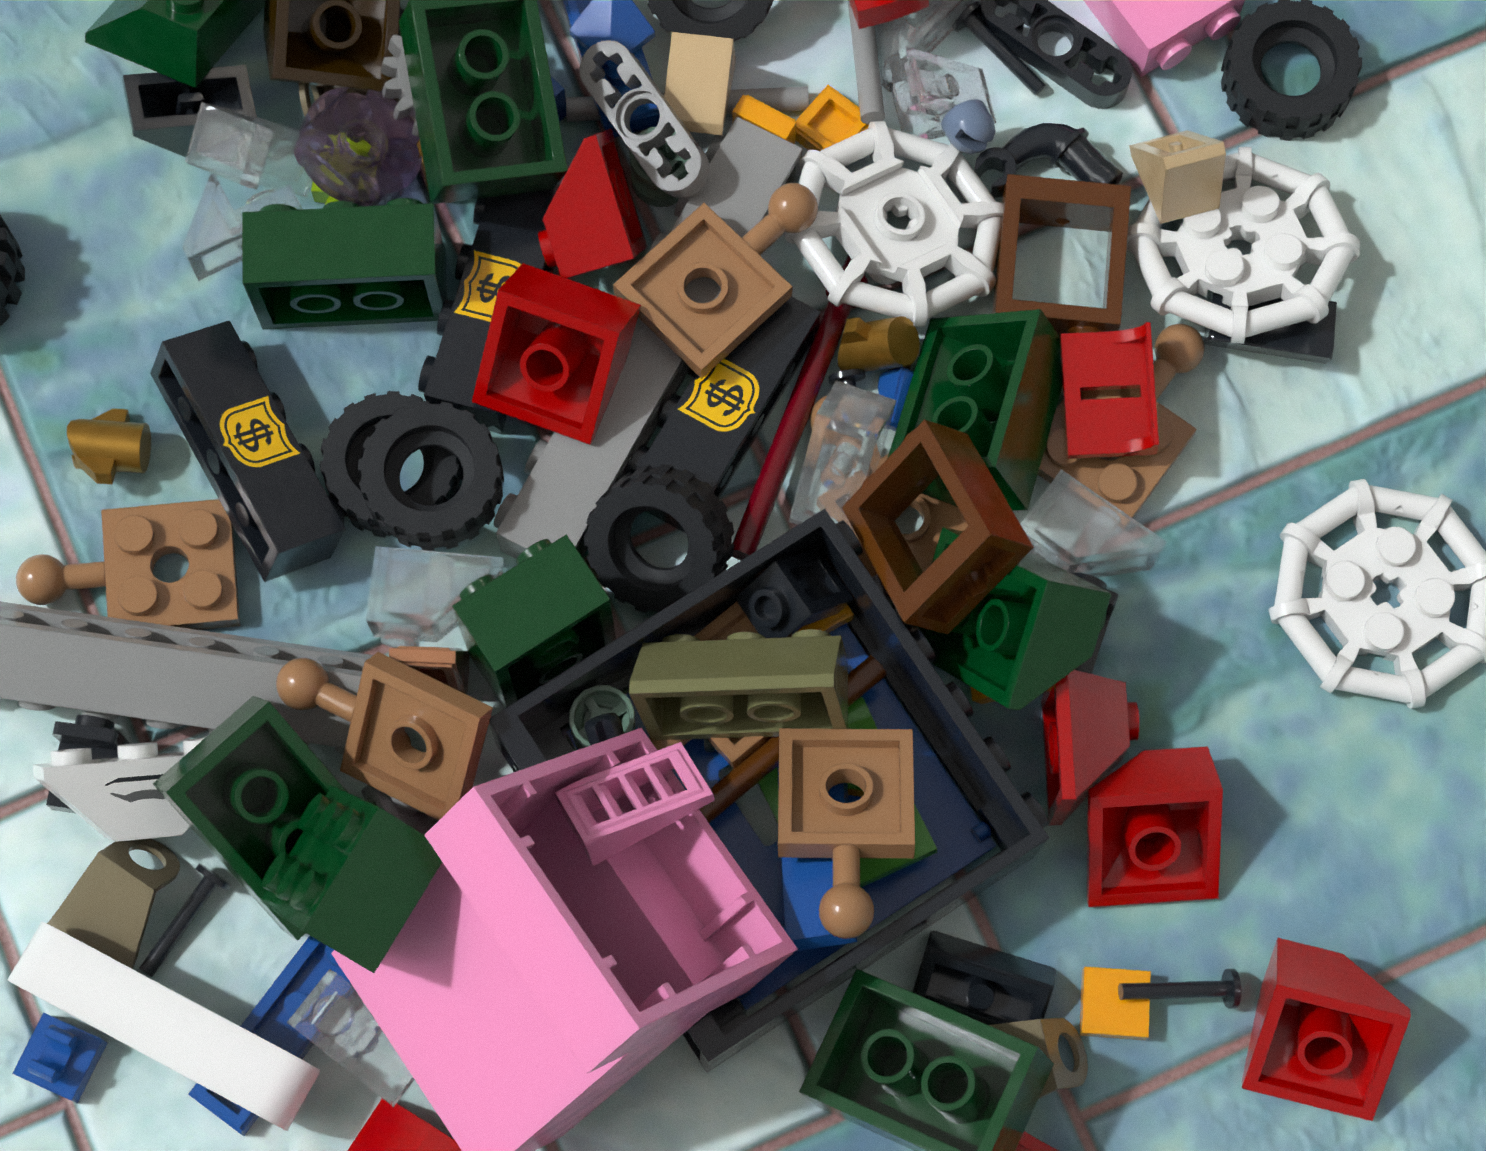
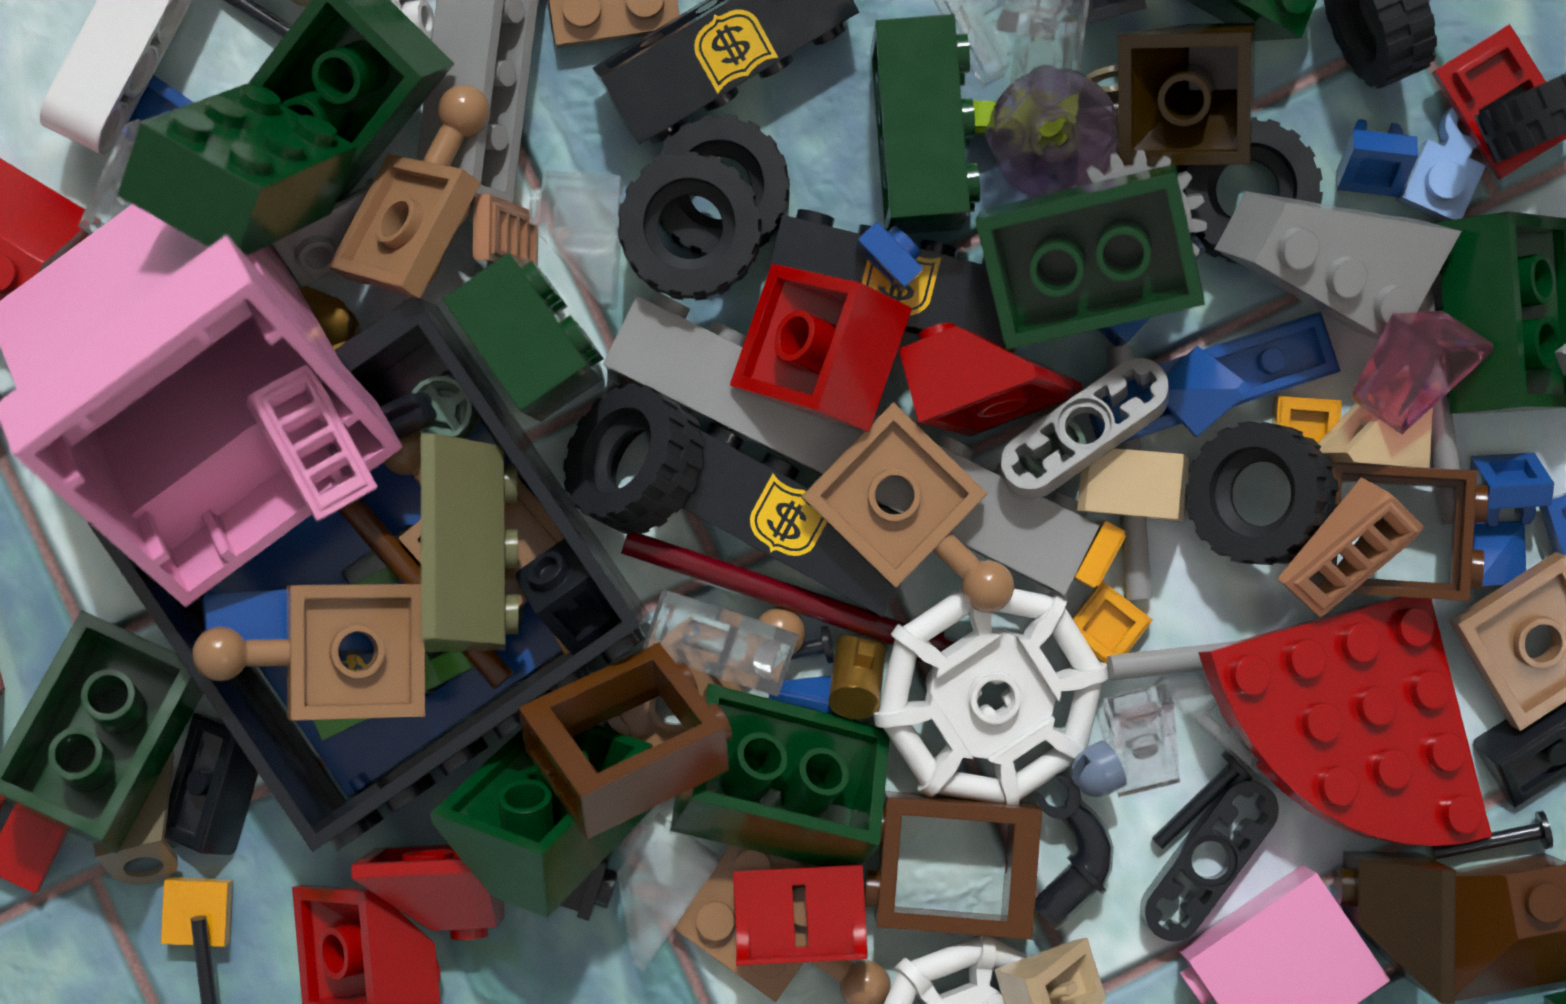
camera: 90 degrees right, 15 degrees up
(471, 285) = (891, 255): none -> blue plate

